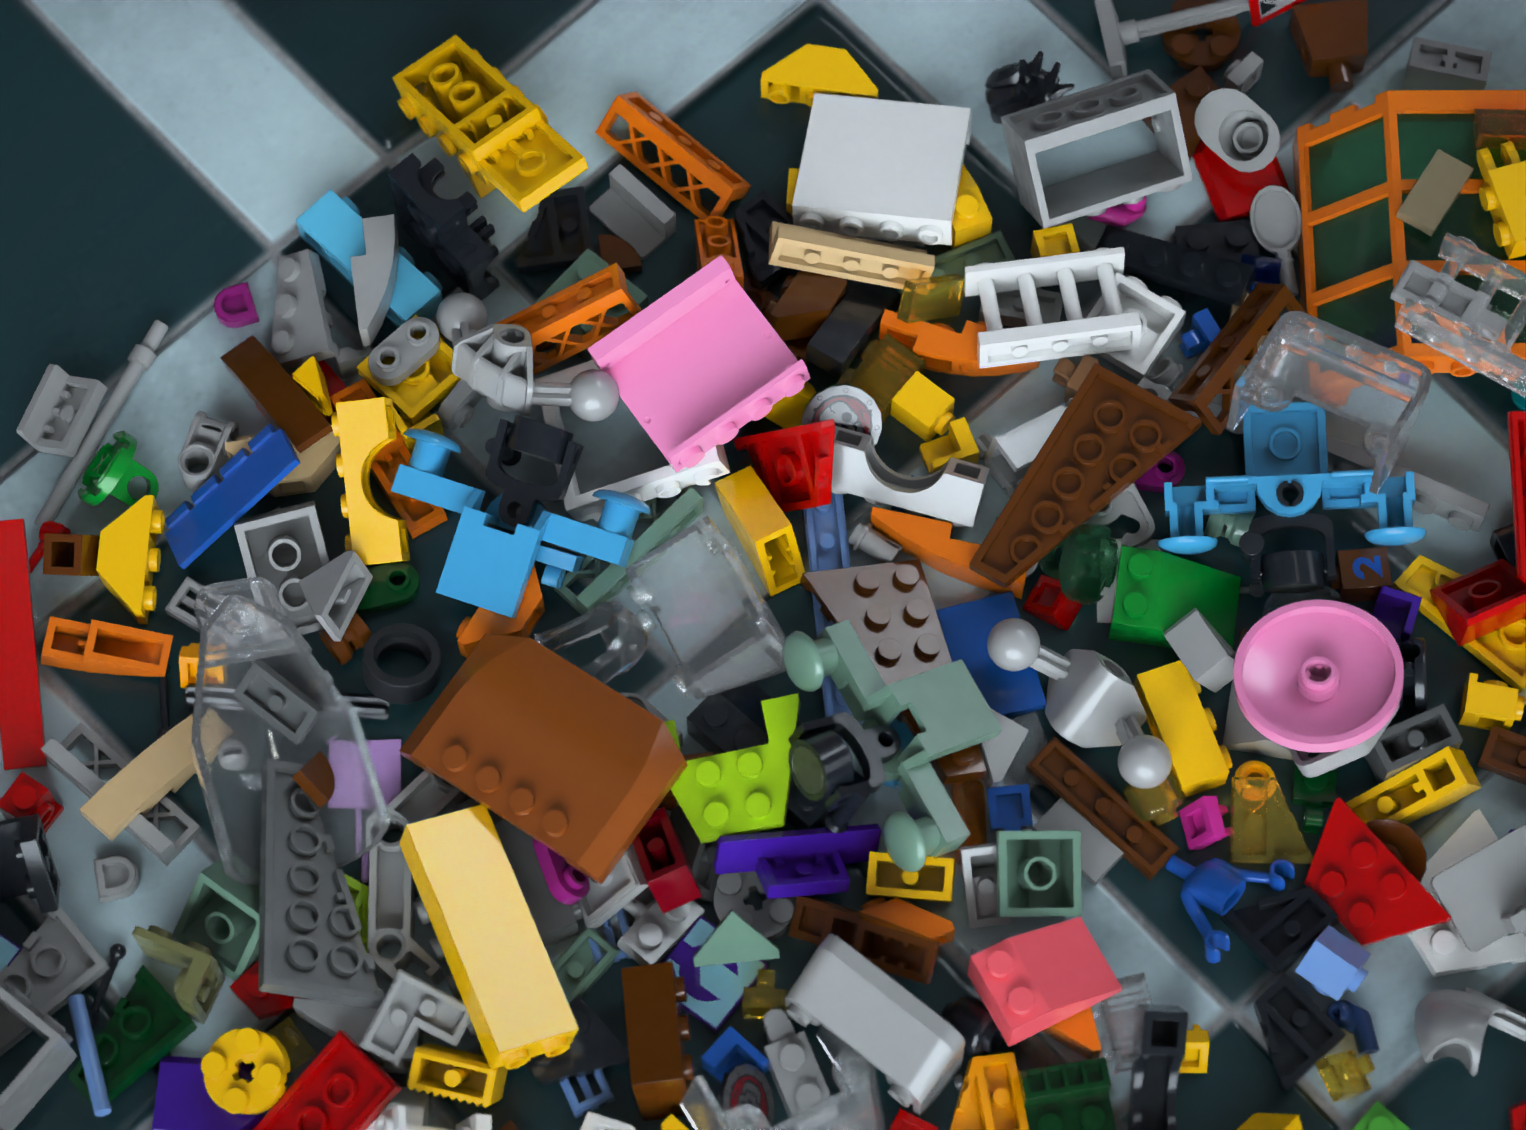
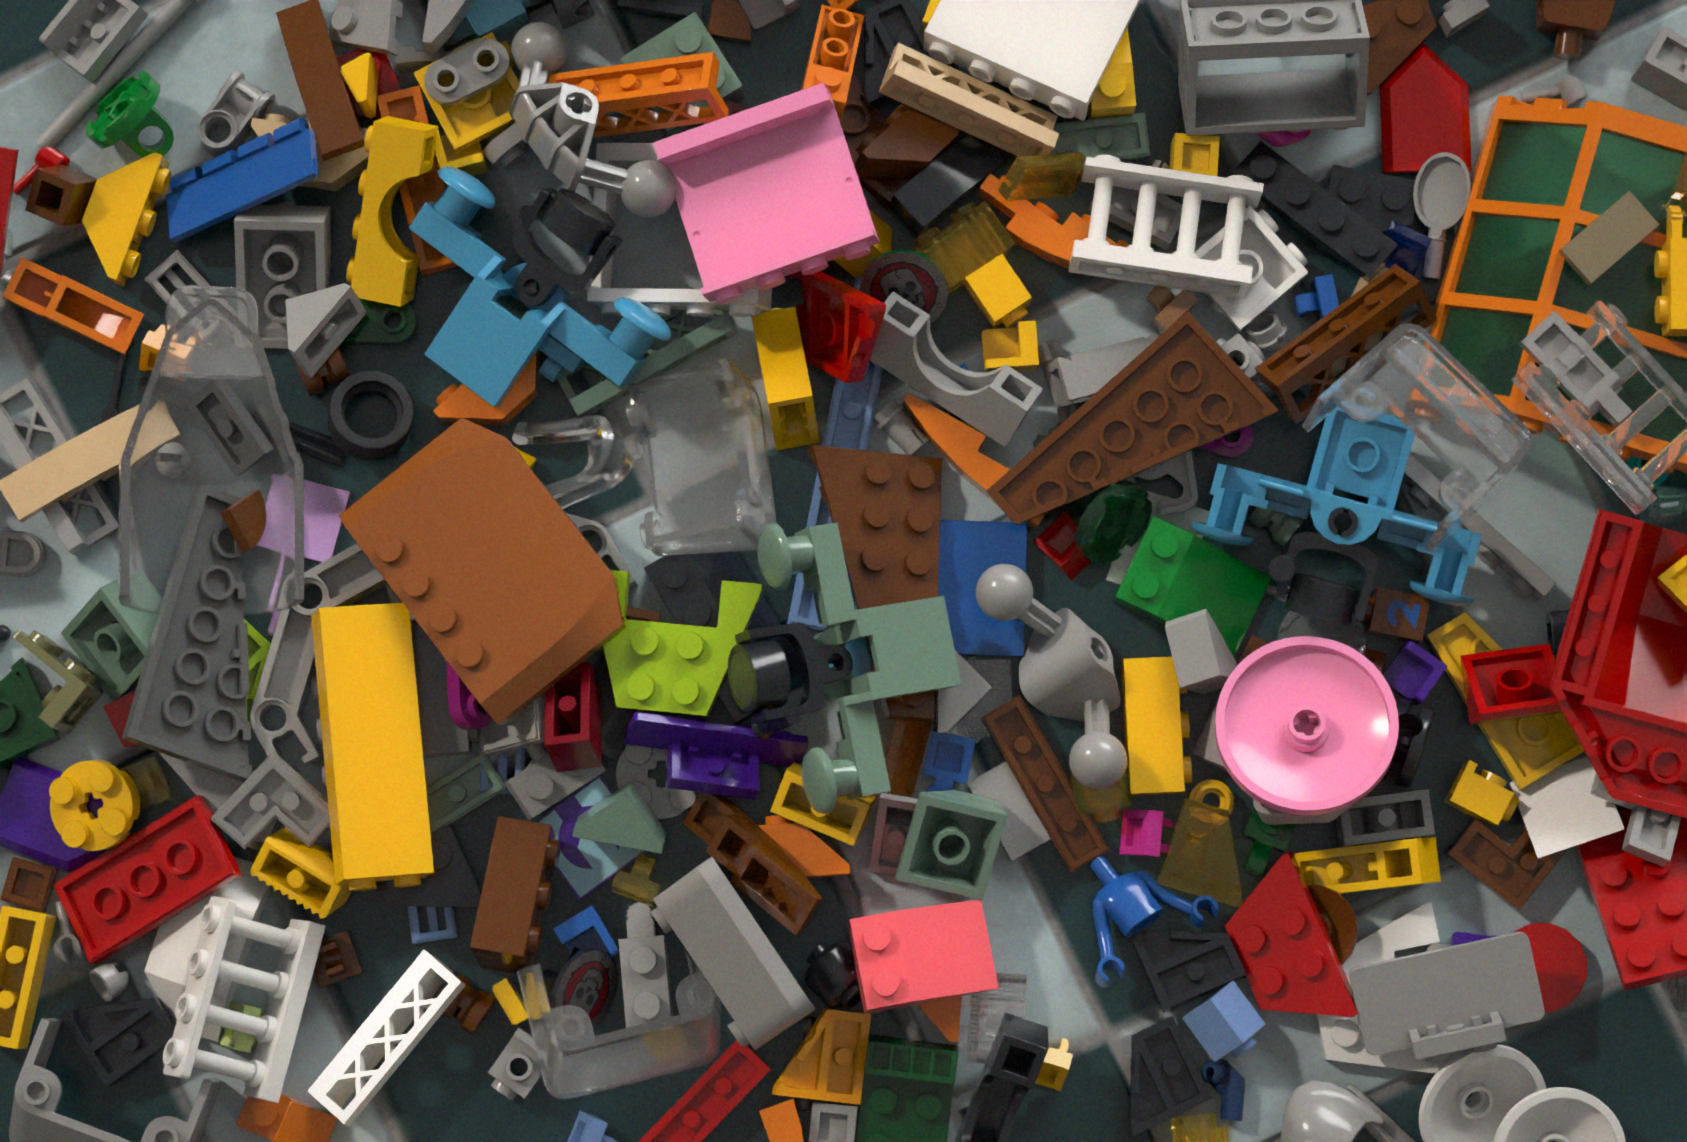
camera: 15 degrees right, 15 degrees up
(1237, 129) = (1432, 82): light grey piece -> none

